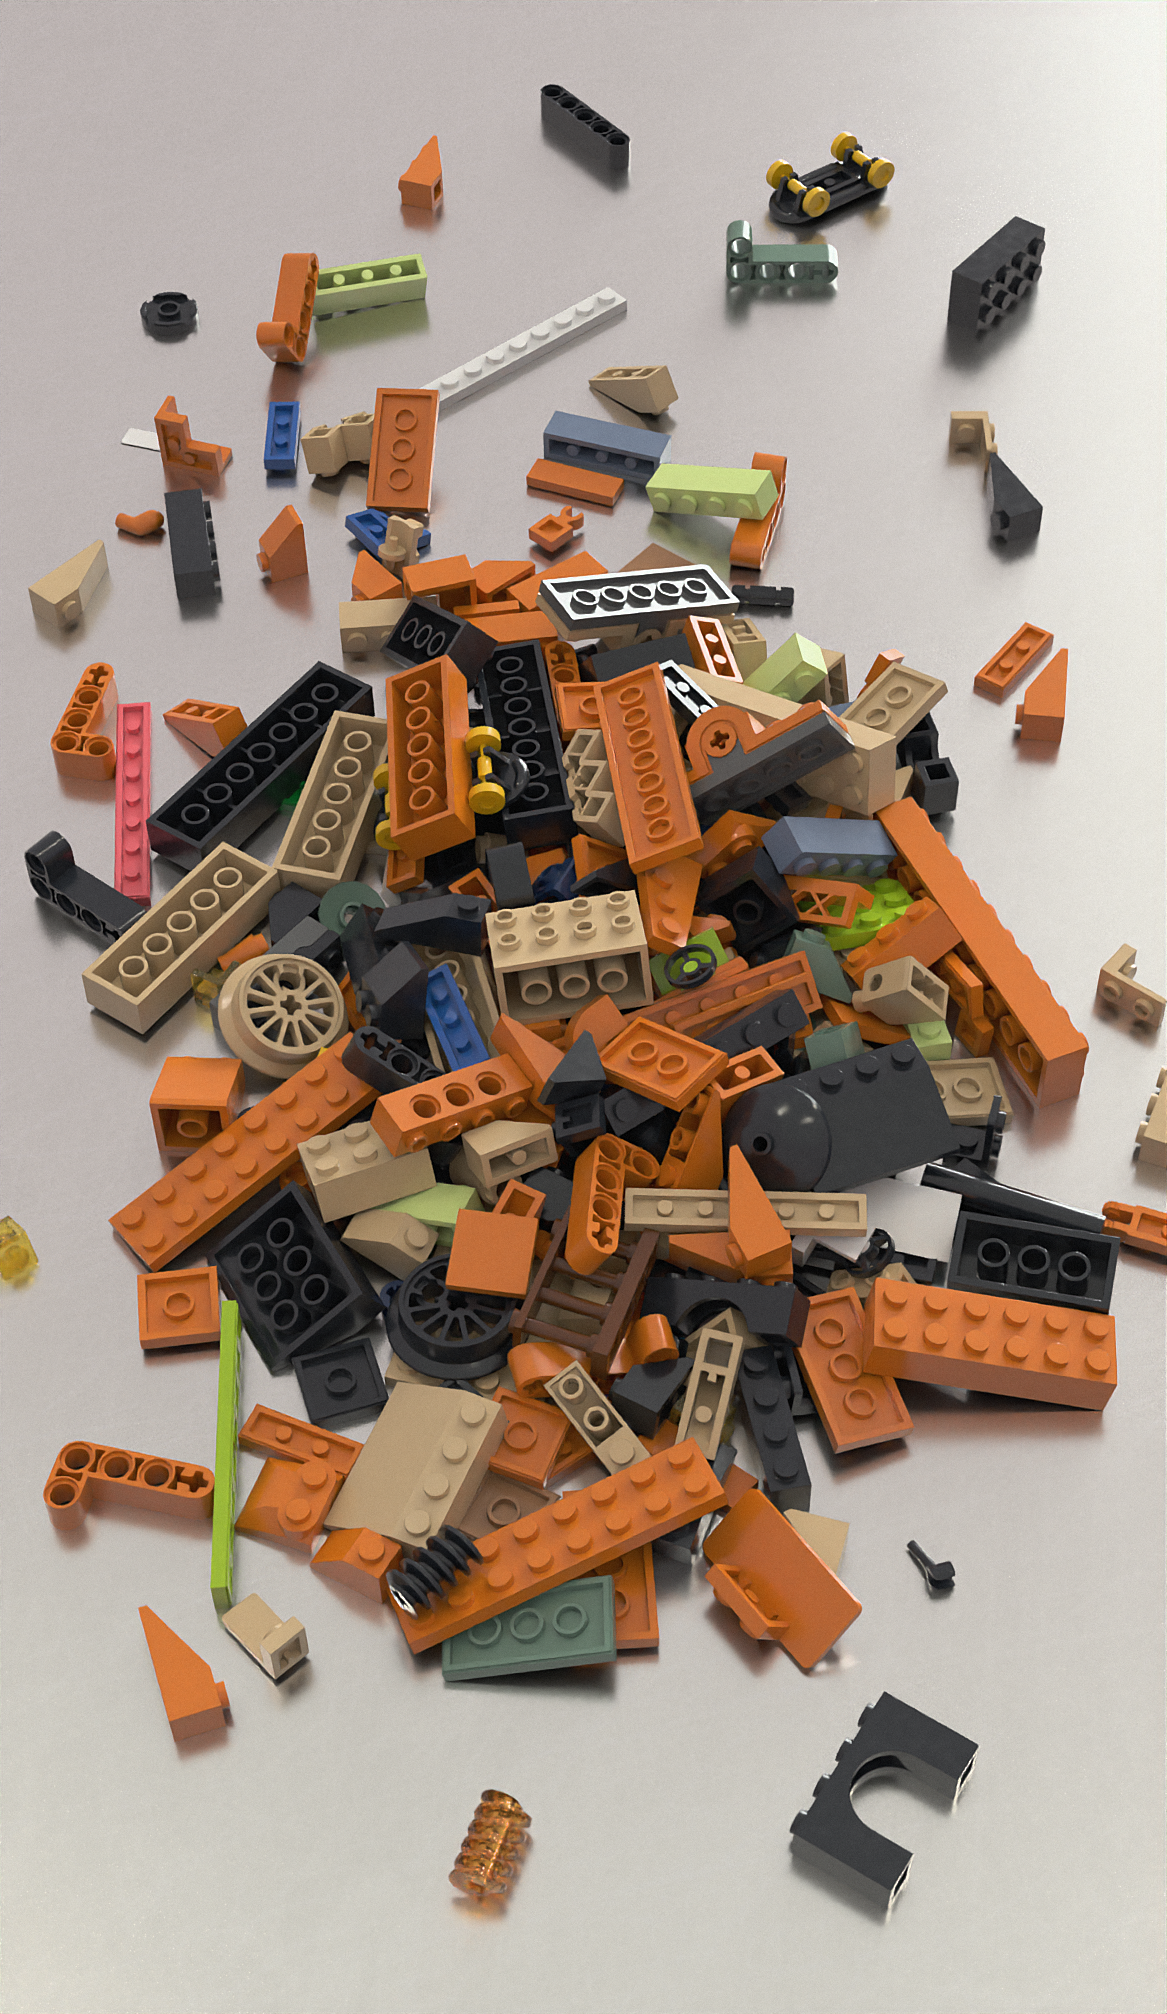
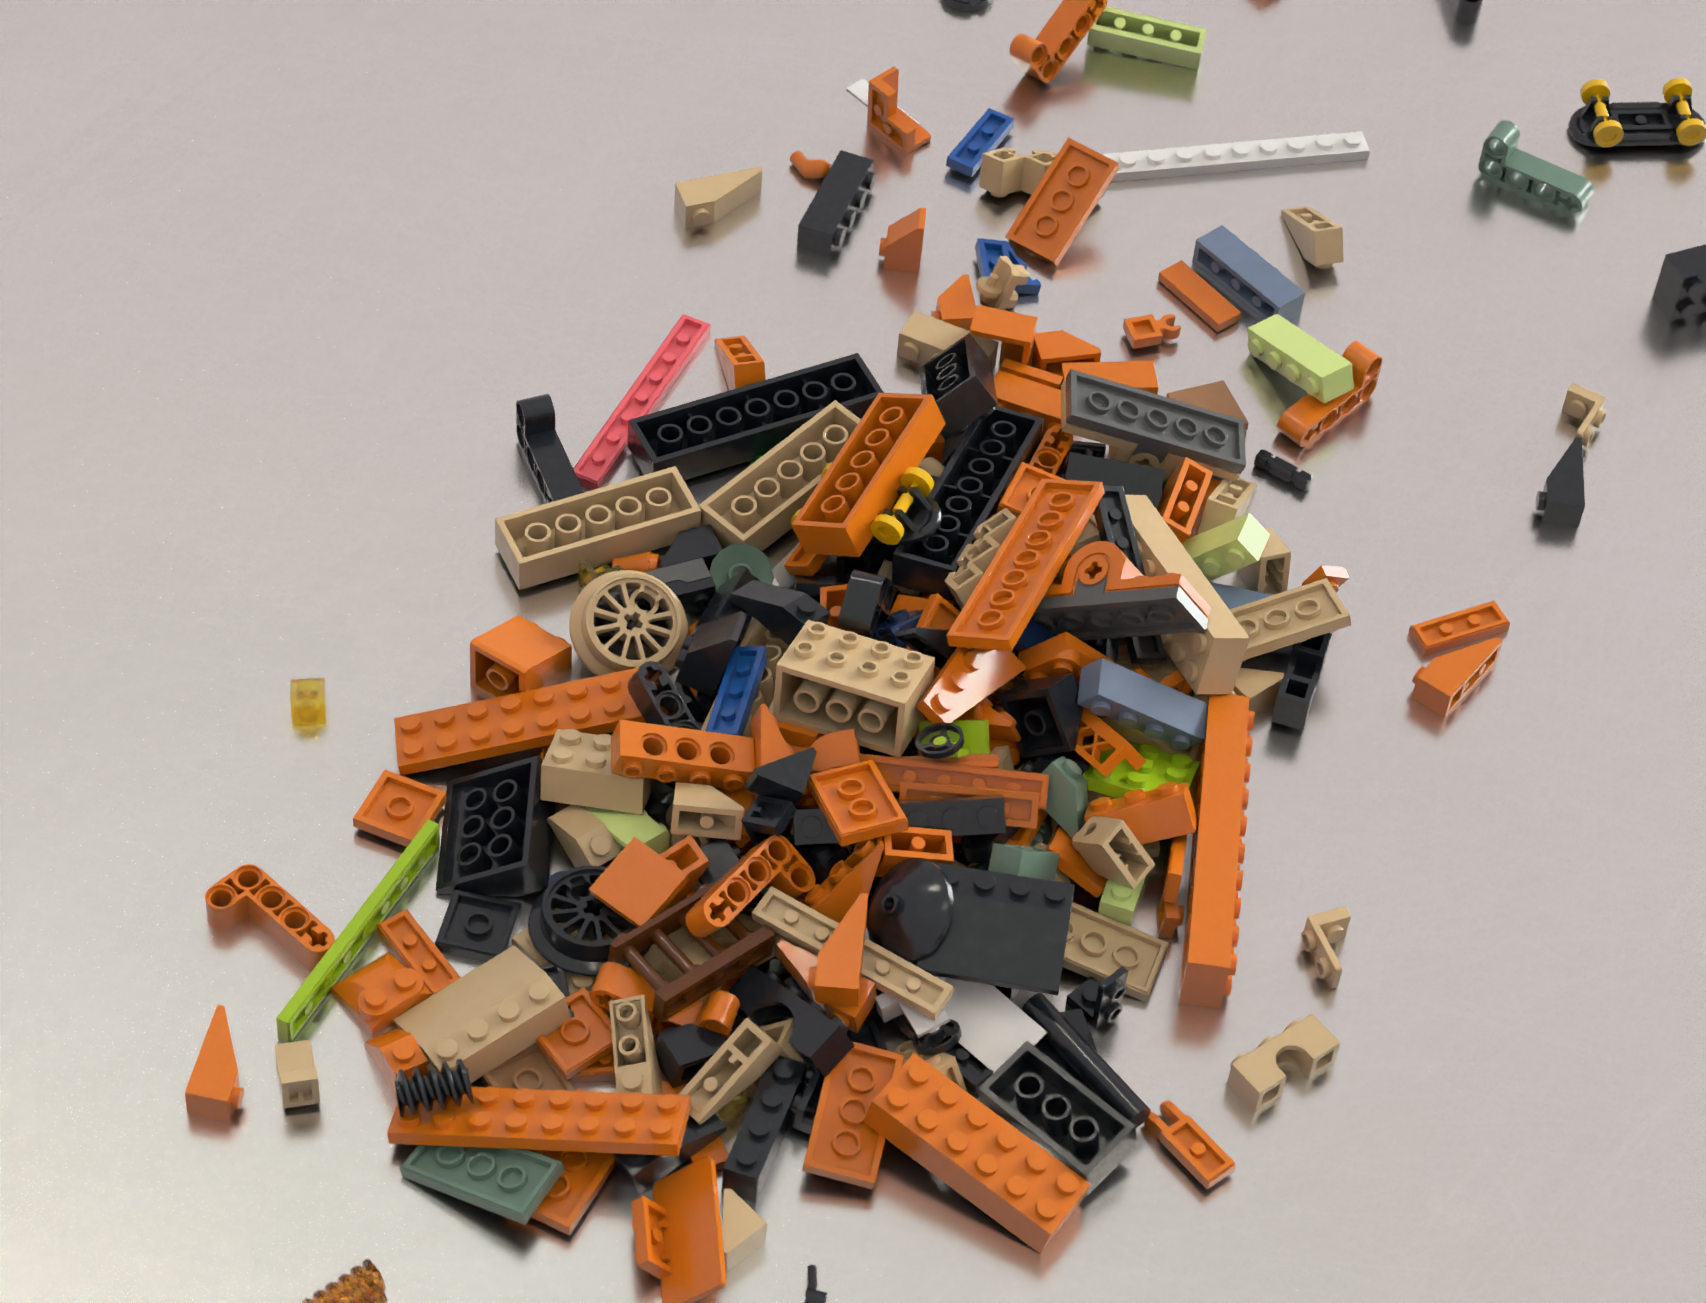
camera: 25 degrees right, 0 degrees up
(77, 741) = (630, 329): orange beam -> none

